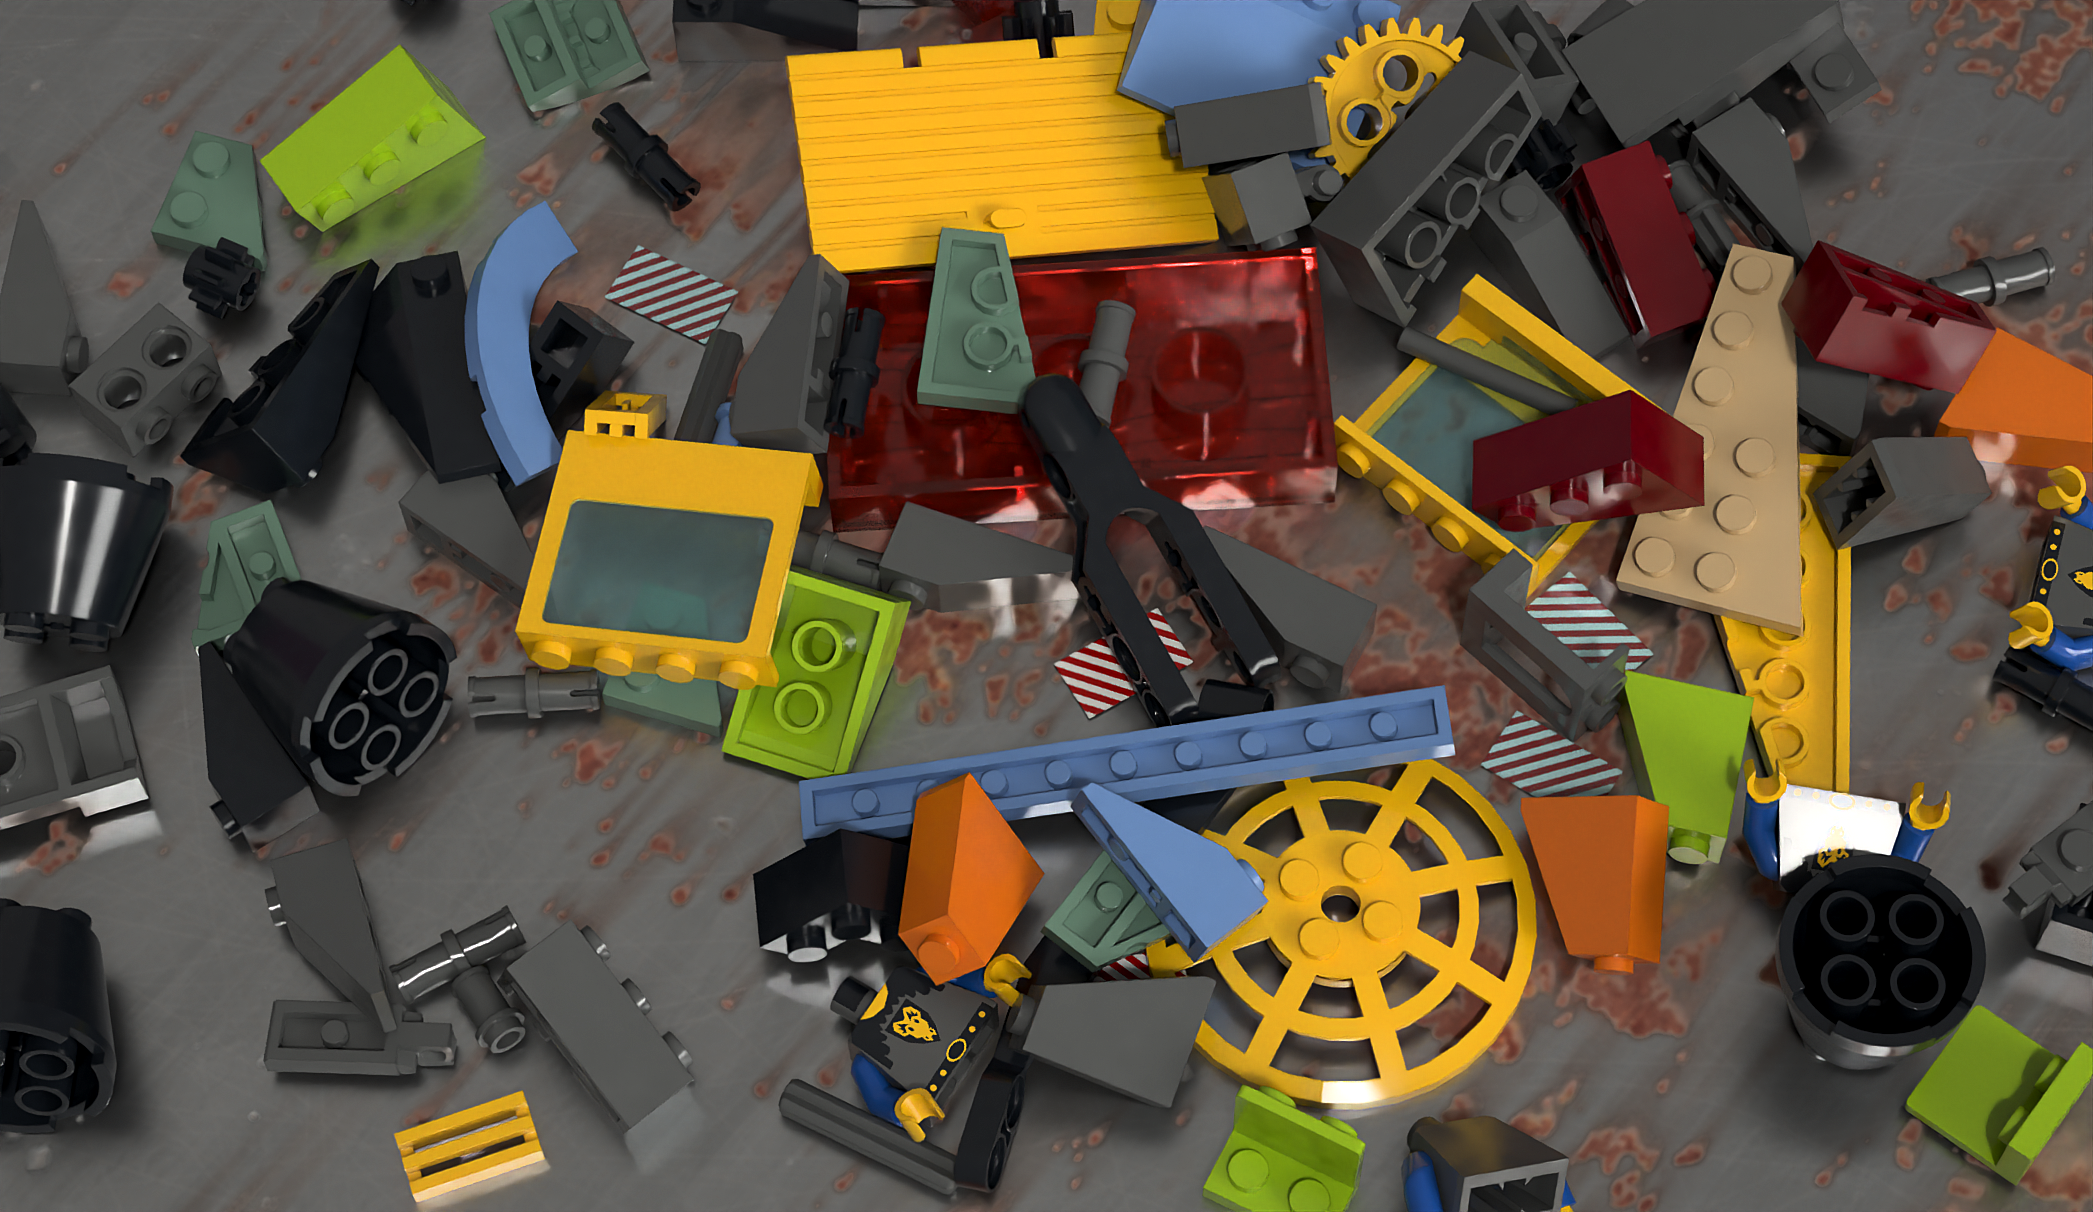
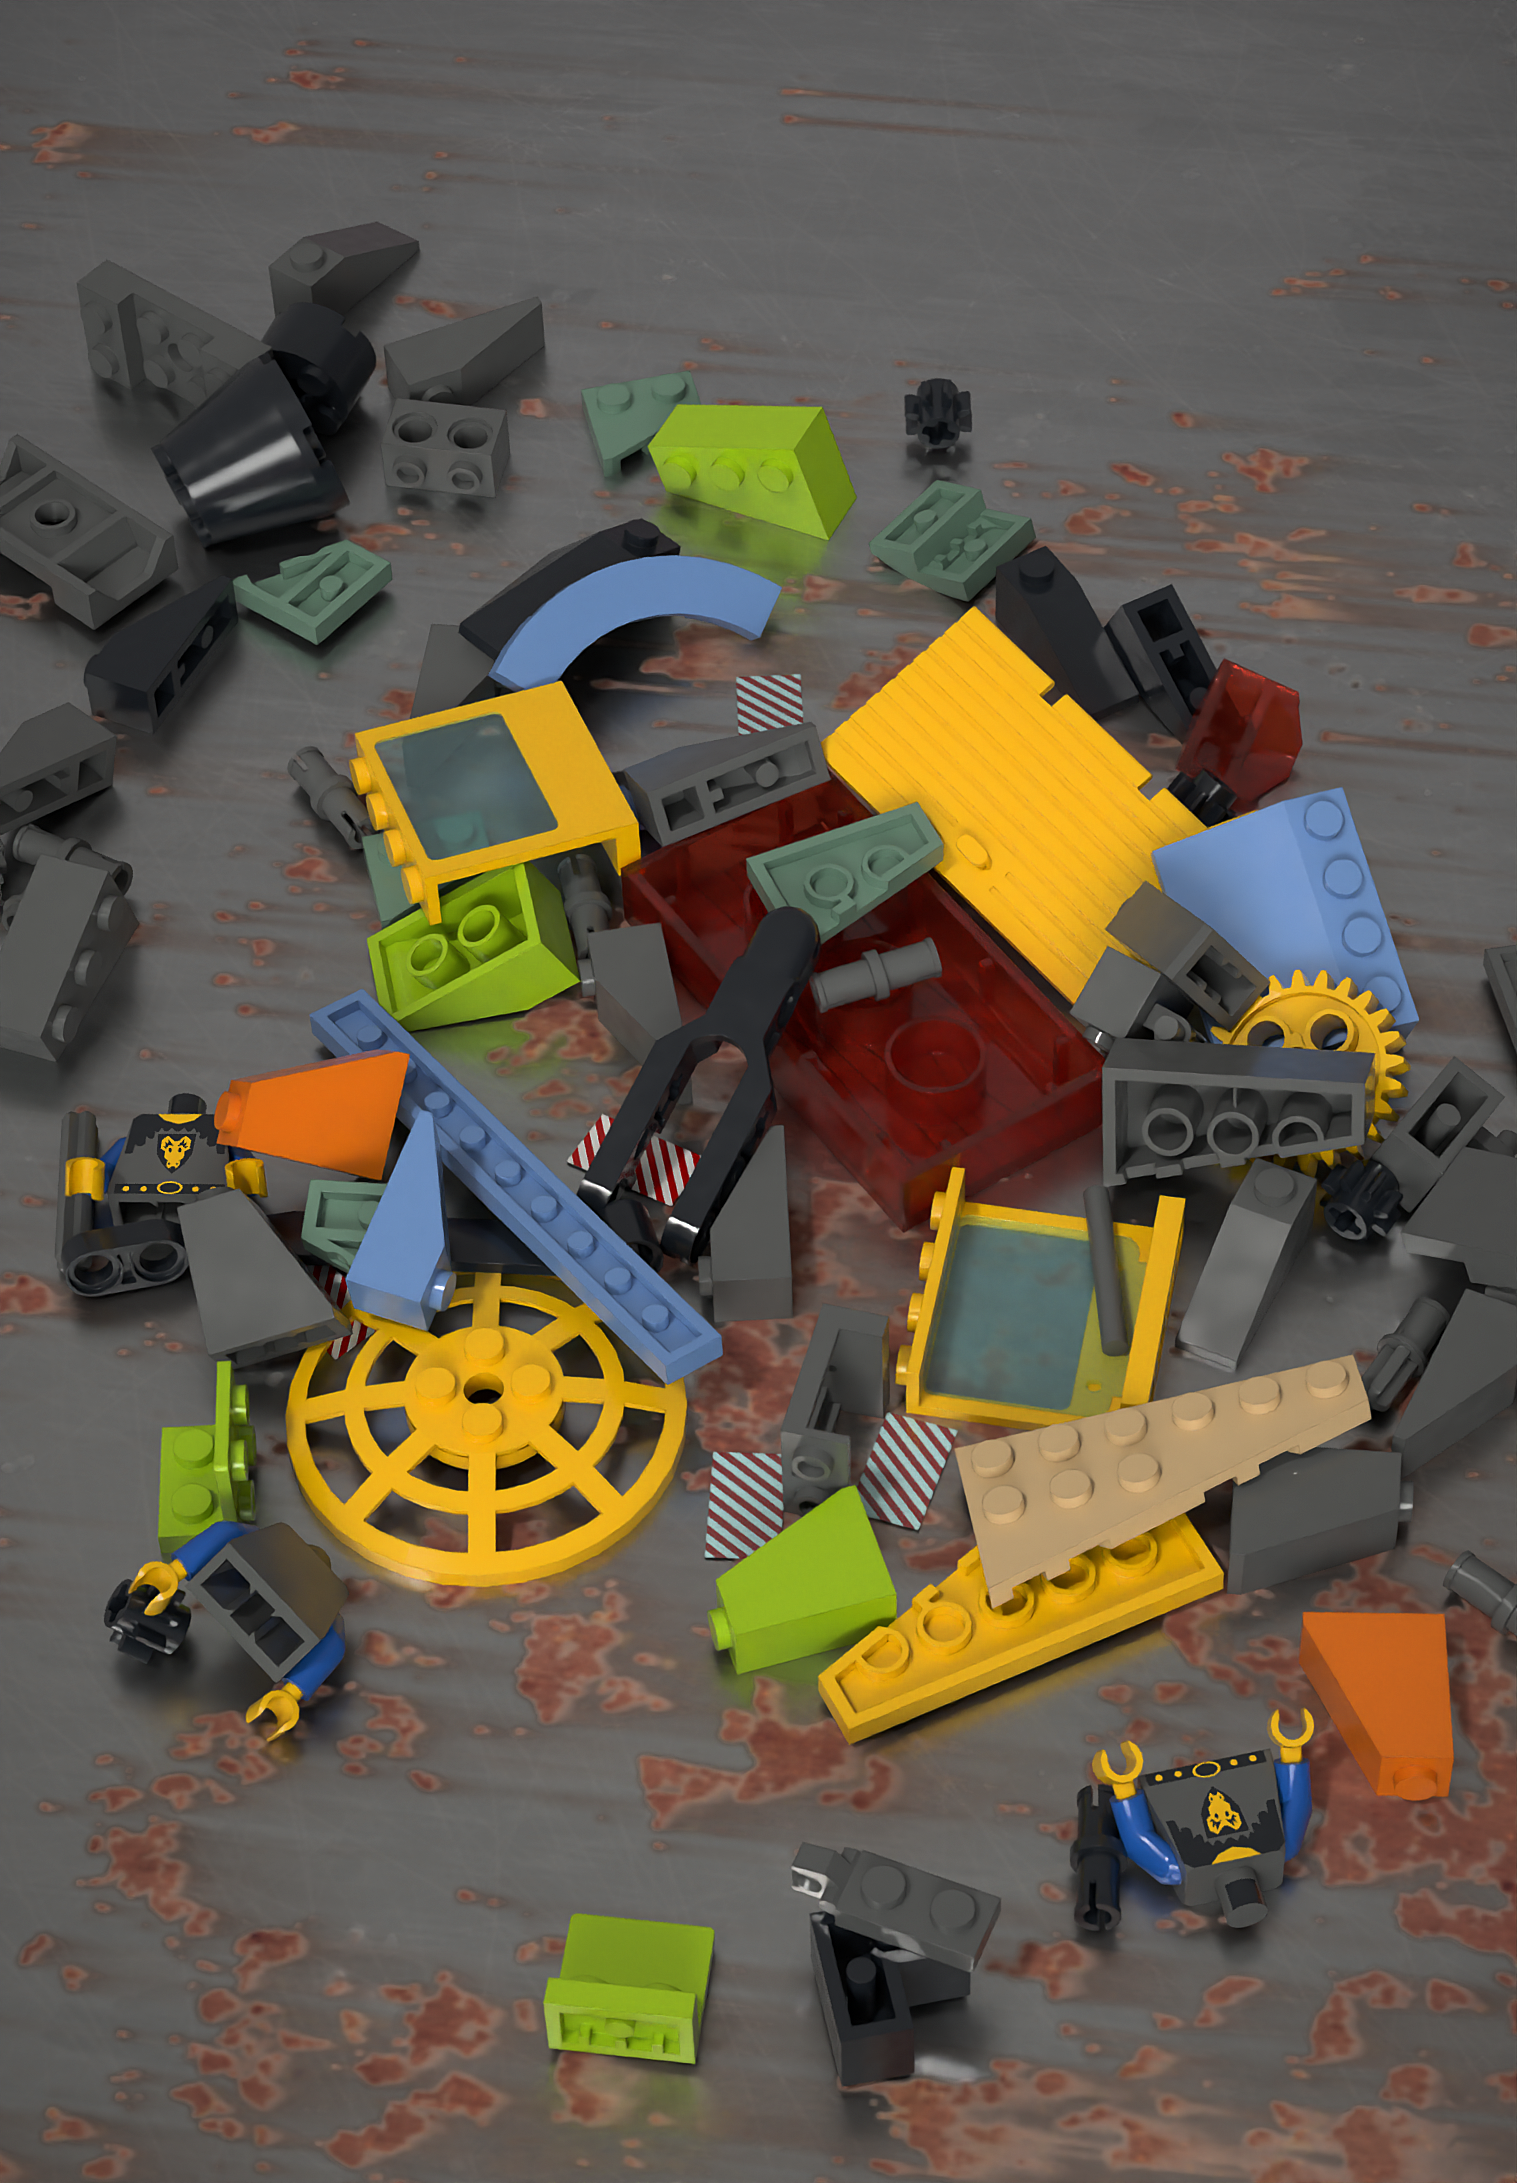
camera: 60 degrees right, 15 degrees down
(221, 277) = (564, 442): black gear -> none
(293, 407) = (468, 533): black wedge -> none
(342, 680) = (239, 667): black cone -> none
(571, 366) = (635, 670): black slope -> none
(638, 409) = (612, 716): yellow tile -> none
(646, 156) = (878, 631): black pin -> none
(832, 894) = (257, 1038): black brick -> none
(854, 373) = (740, 818): black pin -> none
(1588, 466) = (1037, 1357): dark red wedge -> none
(1603, 874) = (634, 1567): orange slope -> none
(1641, 243) = (1324, 1296): dark red wedge -> none
(1804, 829) = (784, 1714): torso -> none
(1877, 961) = (648, 1773): black cone -> none
(1885, 321) = (1342, 1490): dark red wedge -> none
(1901, 488) = (1207, 1612): dark grey slope -> none

